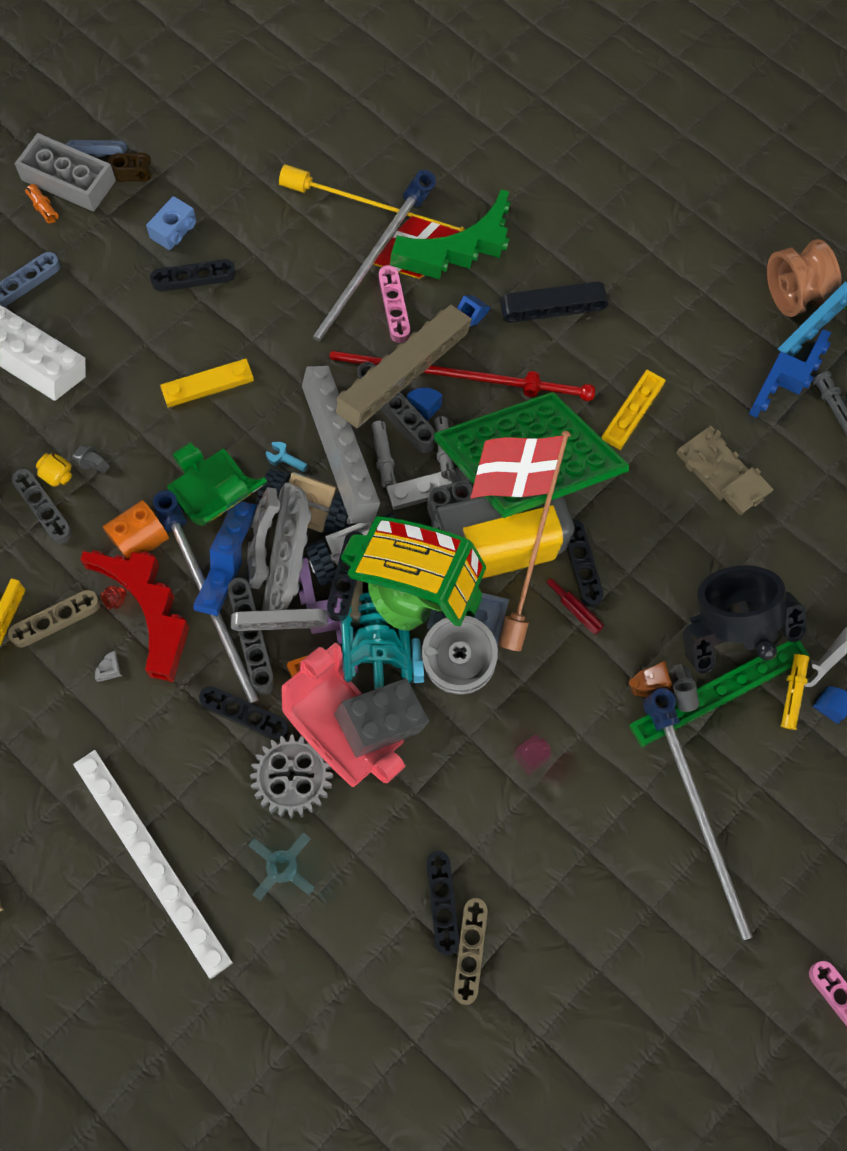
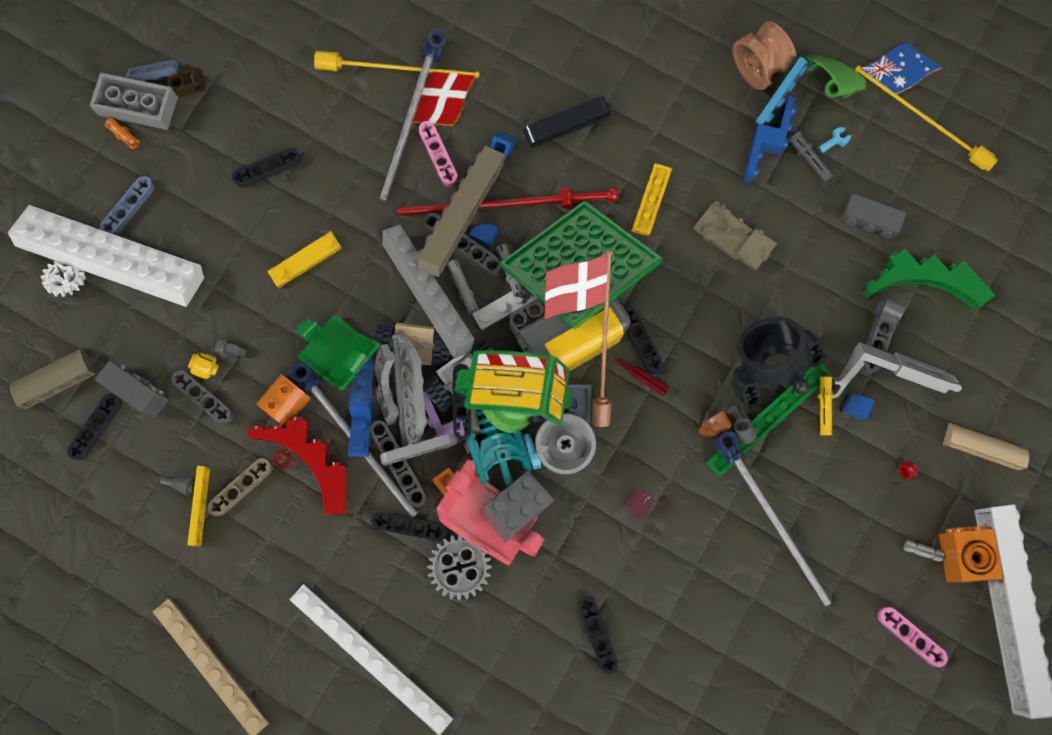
camera: 10 degrees left, 10 degrees up
(108, 668) = (294, 516): light grey tile -> none
(171, 223) = (236, 116): medium blue brick -> none
(281, 856) = (474, 629): clear light blue bar -> none
(284, 457) = (385, 308): medium azure bar -> none
(433, 255) = (460, 104): green arch -> none
(473, 951) = (627, 665): dark tan beam -> none

